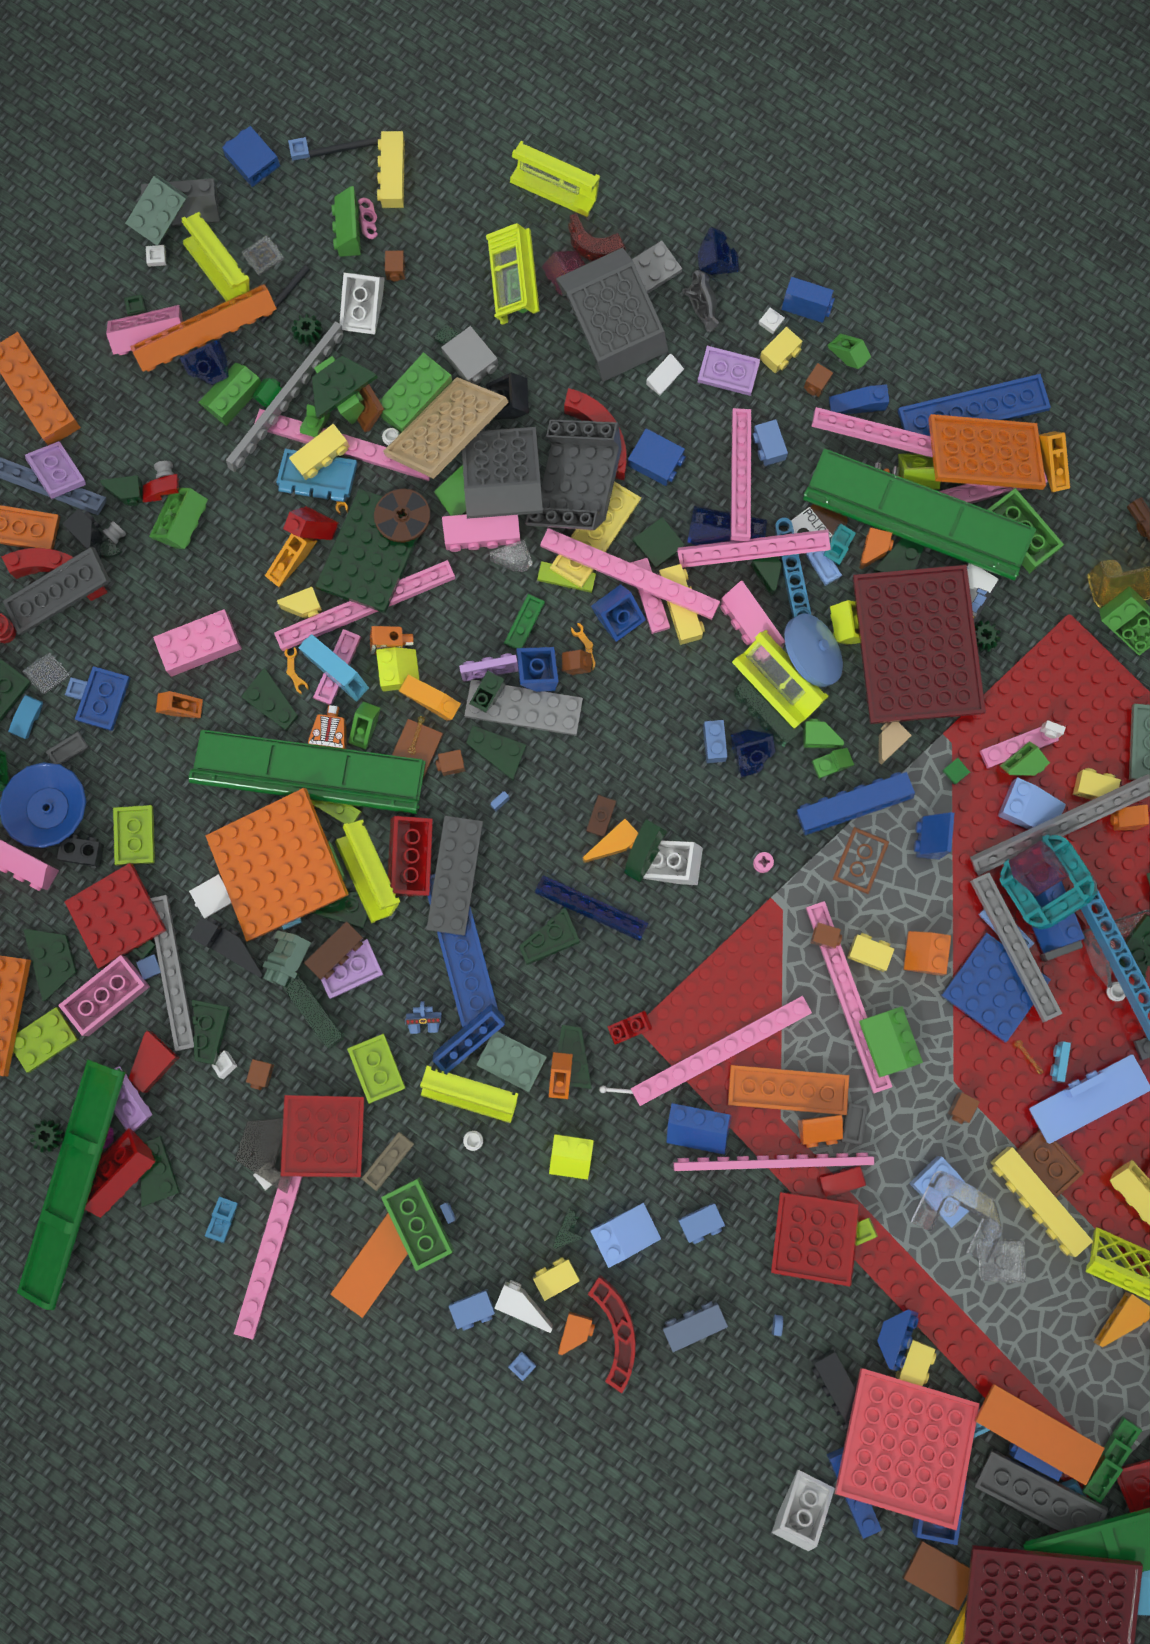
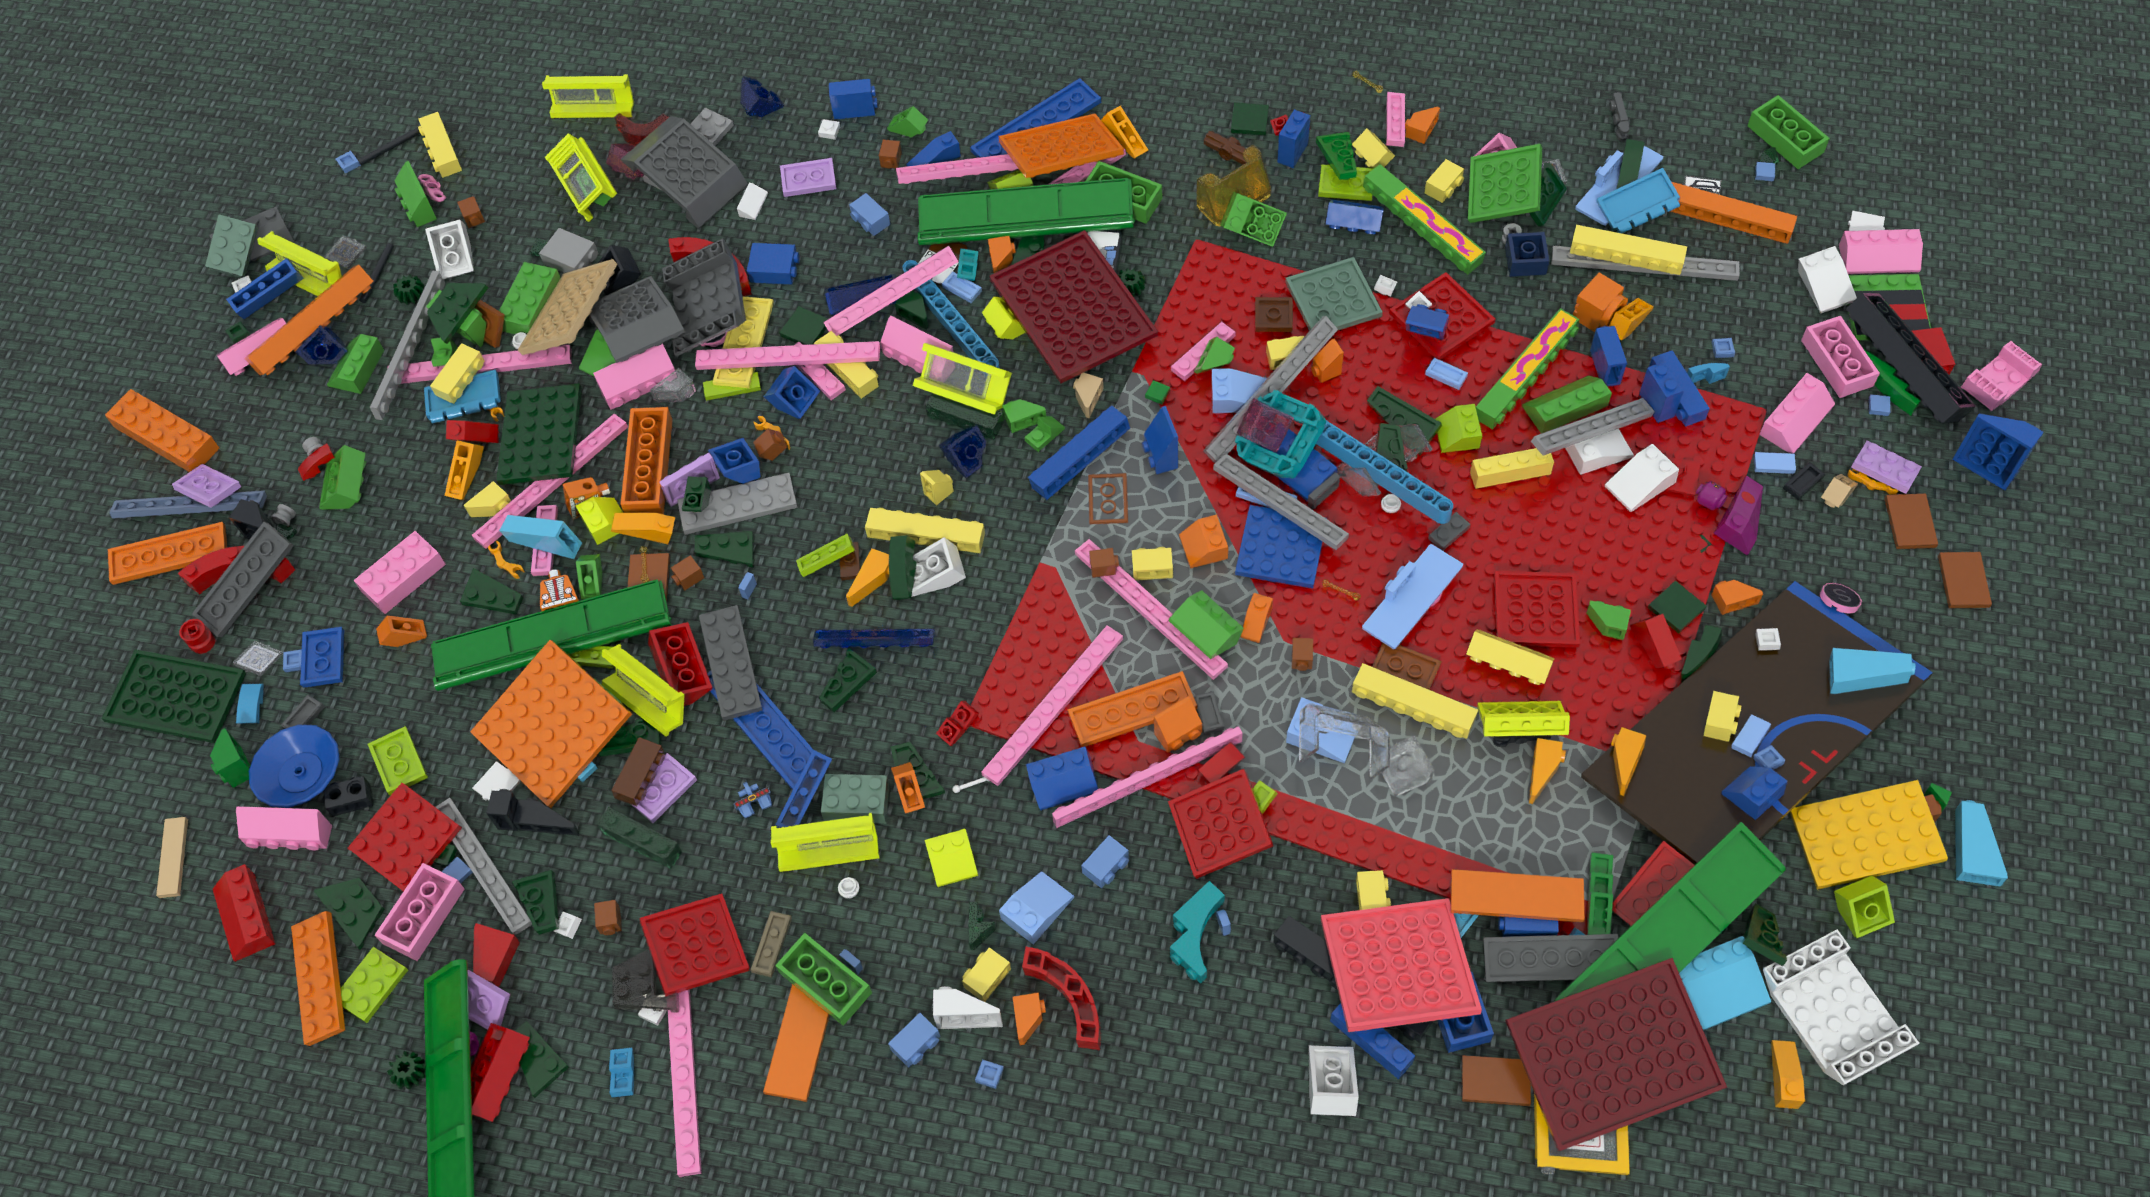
camera: 20 degrees left, 20 degrees down
(126, 489) = (280, 477): dark green slope -> none
(173, 271) = (265, 288): none -> blue brick
(251, 156) = (305, 182): blue brick -> none
(267, 391) = (388, 348): green brick -> none
(285, 958) = (593, 794): sand green hips -> none
(376, 1068) = (724, 863): lime plate -> none
(405, 528) = (556, 392): reddish brown piece -> none
(458, 628) = (646, 460): none -> orange brick
(524, 622) = (708, 432): green tile -> none
(581, 803) = (825, 555): none -> lime plate
(681, 818) = (925, 529): none -> light yellow brick
(694, 1326) = (1142, 957): sand blue brick -> none
(703, 299) = (760, 134): flat silver animal -> none
(711, 777) = (936, 485): none -> light yellow slope
(715, 741) = (926, 454): medium blue brick -> none
(741, 475) = (854, 243): bright pink plate -> none
(751, 1312) = (1192, 920): none -> teal arch
(761, 865) = (1018, 540): bright pink wheel -> none
(781, 350) = (847, 145): light yellow brick -> none
(813, 650) = (980, 342): medium blue dish -> none
(896, 1338) = (1341, 876): blue slope -> none
(940, 1052) = (1257, 617): none -> orange slope
(1052, 729) = (1223, 321): white plate -> none
(1061, 1055) = (1372, 584): medium azure plate -> none
(1104, 737) = (1273, 314): none -> reddish brown plate

